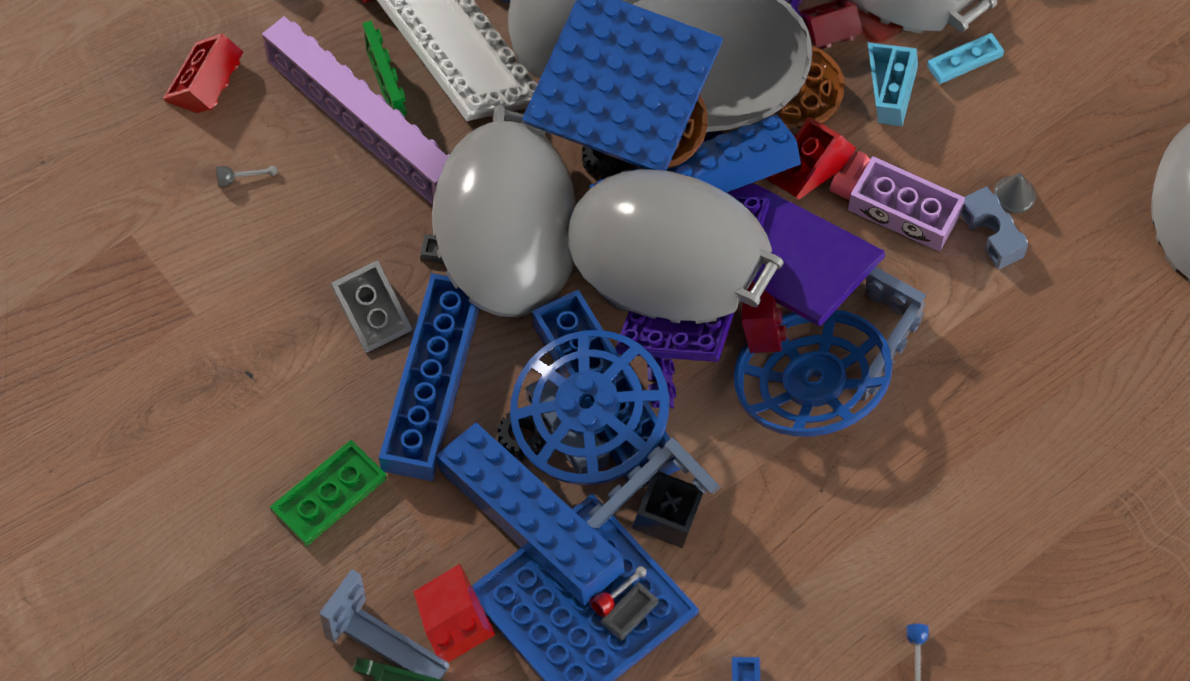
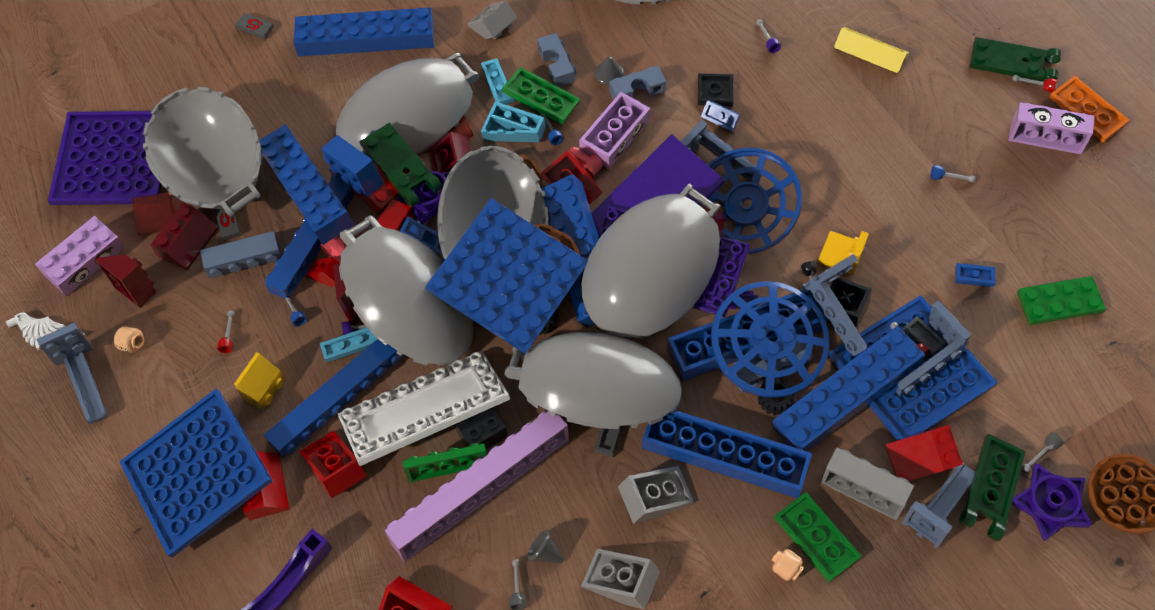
camera: 80 degrees left, 0 degrees up
(258, 279) = (621, 577): none -> light grey slope
(286, 196) = (544, 549): none -> dark grey hat
(287, 457) = (787, 564): none -> light nougat head
(399, 540) = (867, 483): none -> light grey brick
(433, 110) = (482, 428): none -> black brick
(630, 632) = (952, 333): none -> sand blue bracket
(721, 467) = (809, 269): none -> black hinge
(757, 508) = (840, 247): none -> yellow bracket
(888, 137) = (555, 136): none -> blue hinge
(949, 110) = (541, 95): none -> green plate
(962, 337) = (720, 115): none -> plate
(1001, 133) = (552, 49): none -> sand blue arch
(1012, 331) = (715, 88): none -> black tile
(1070, 38) = (493, 20): none -> light grey slope
(1111, 399) = (772, 44): none -> dark purple hinge
(1135, 537) = (870, 49): none -> light yellow panel

